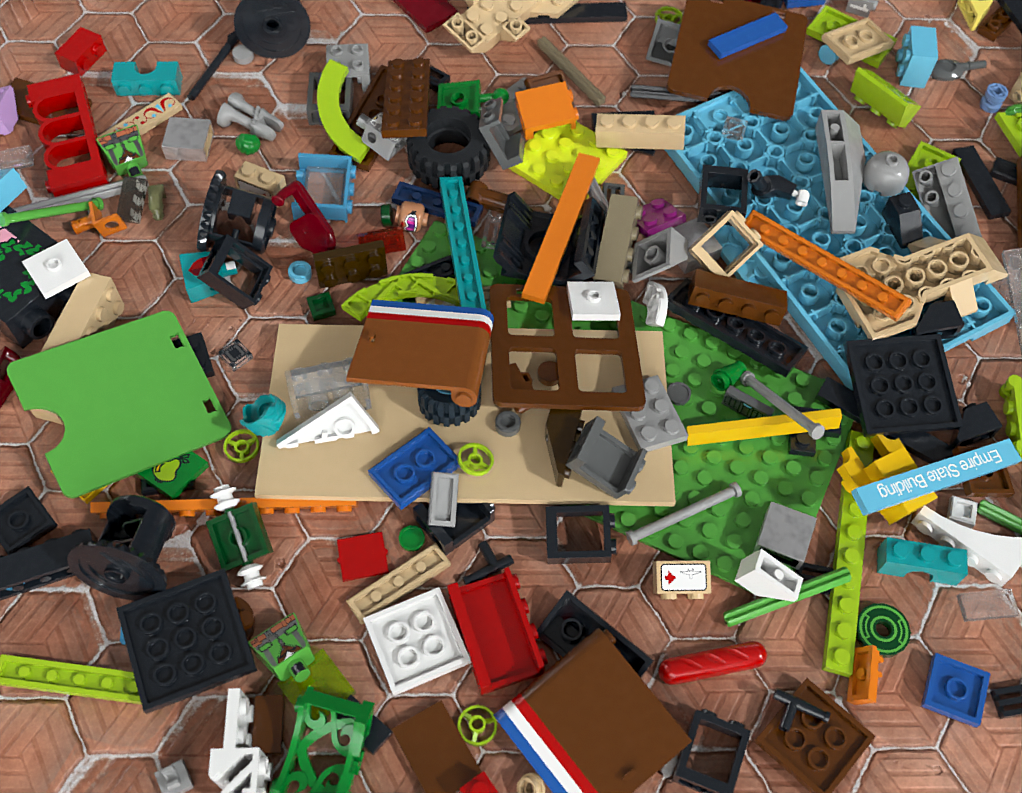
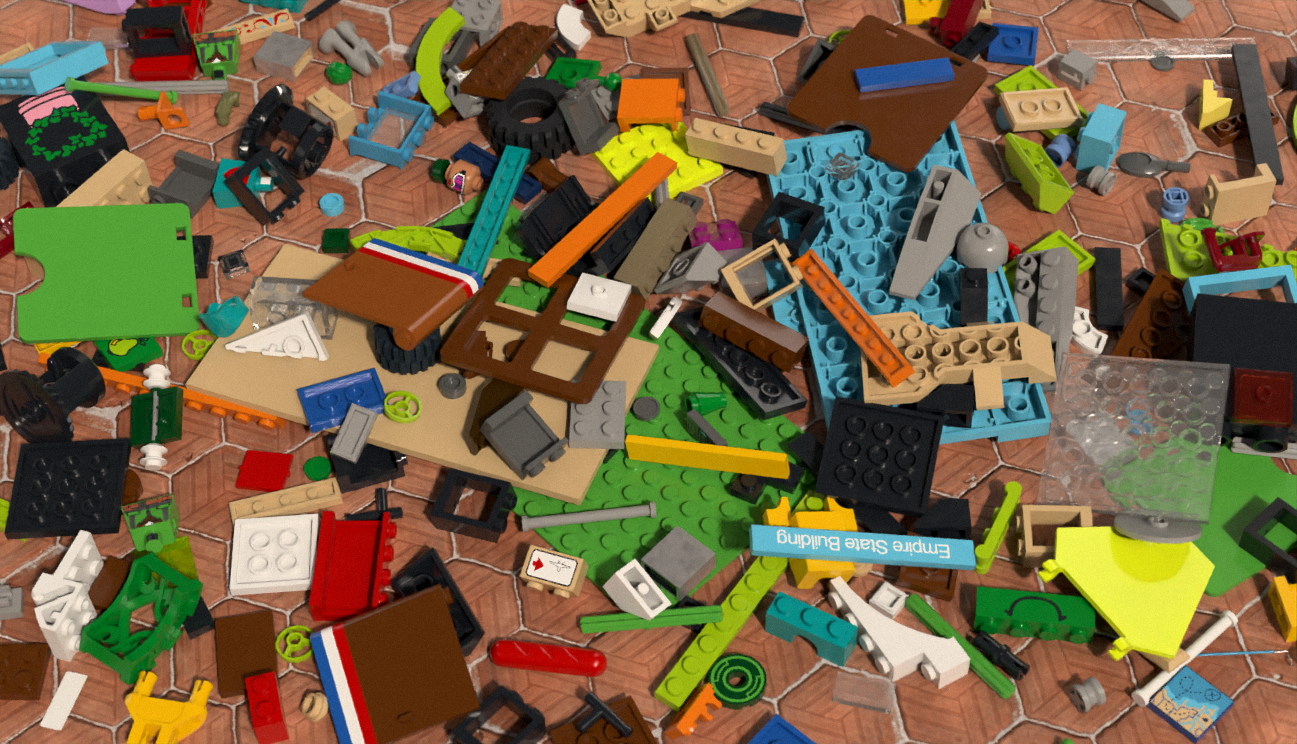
camera: 25 degrees right, 10 degrees down
(56, 268) = (98, 140): white plate -> none
(60, 132) = (158, 18): none -> black window
(132, 199) = (204, 100): clear smoke tile -> none
(153, 286) = (188, 183): none -> dark grey panel
(311, 229) = (360, 161): dark red piece -> none
(318, 143) = (404, 86): none -> medium blue plate
(350, 264) = (378, 205): dark brown plate -> none
(392, 238) = (422, 194): clear red plate -> none
(430, 49) = (571, 28): none -> white tile
(776, 186) = (849, 233): black arm -> none
(815, 430) = (738, 460): light grey bar -> none
(886, 69) = (1060, 149): none -> medium blue wheel
(929, 90) = (1101, 180): none -> light grey wheel
(991, 230) = (1085, 336): none -> white tile

